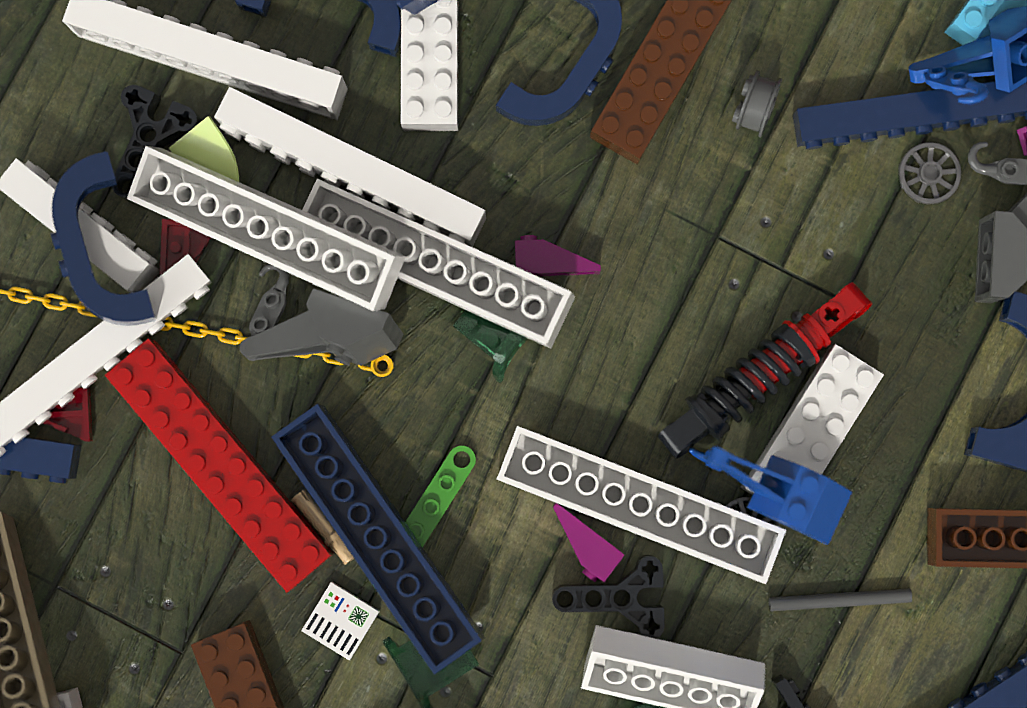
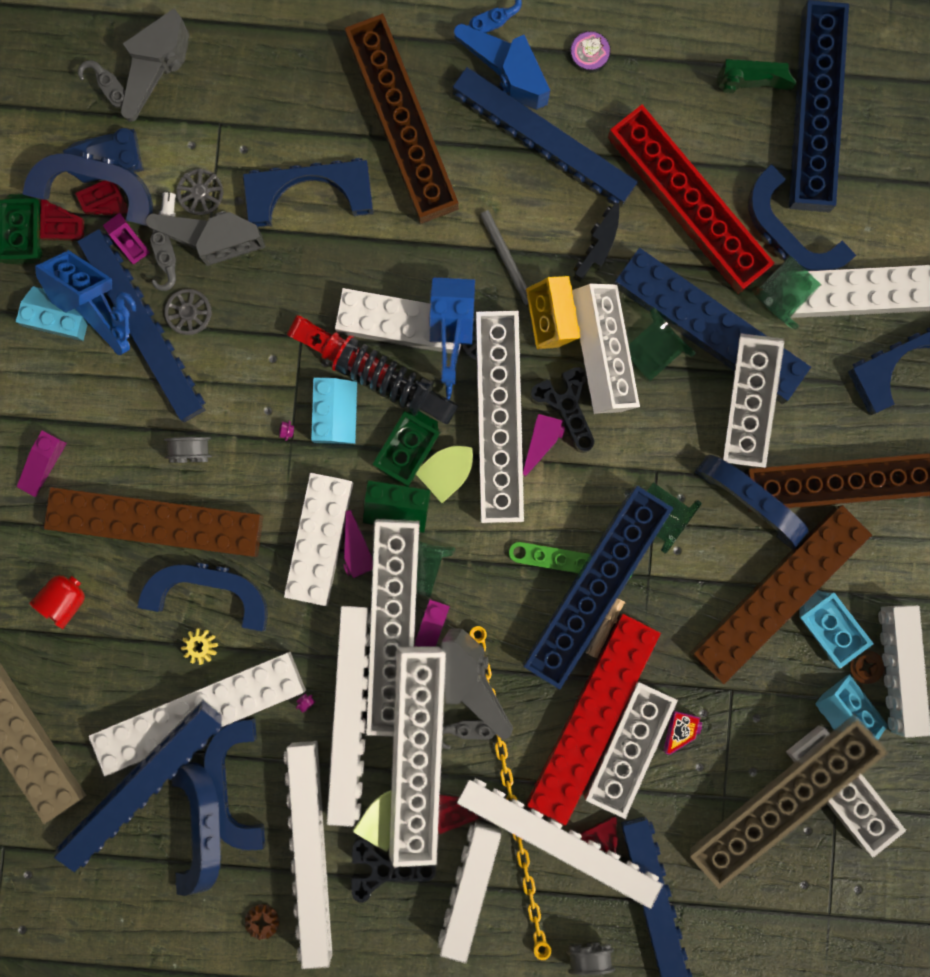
camera: 120 degrees left, 0 degrees up
(73, 187) = (440, 902): dark blue arch -> none
(157, 567) = (681, 731): none -> slope
(161, 493) = (630, 750): none -> white brick
(340, 620) = (663, 589): white tile -> none
(388, 122) = (305, 702): none -> magenta plate
(417, 313) = (431, 624): none -> magenta slope
(500, 28) = (192, 644): none -> light yellow gear
(579, 218) = (318, 539): none -> white brick
(584, 331) = (396, 503): none -> dark green slope
(600, 410) = (446, 470): none -> yellowish green shield
(650, 374) = (407, 447): none -> dark green slope
(732, 233) = (286, 430): none -> magenta plate
(732, 302) = (334, 411): none -> medium azure slope
(746, 628) = (553, 312): none -> yellow brick

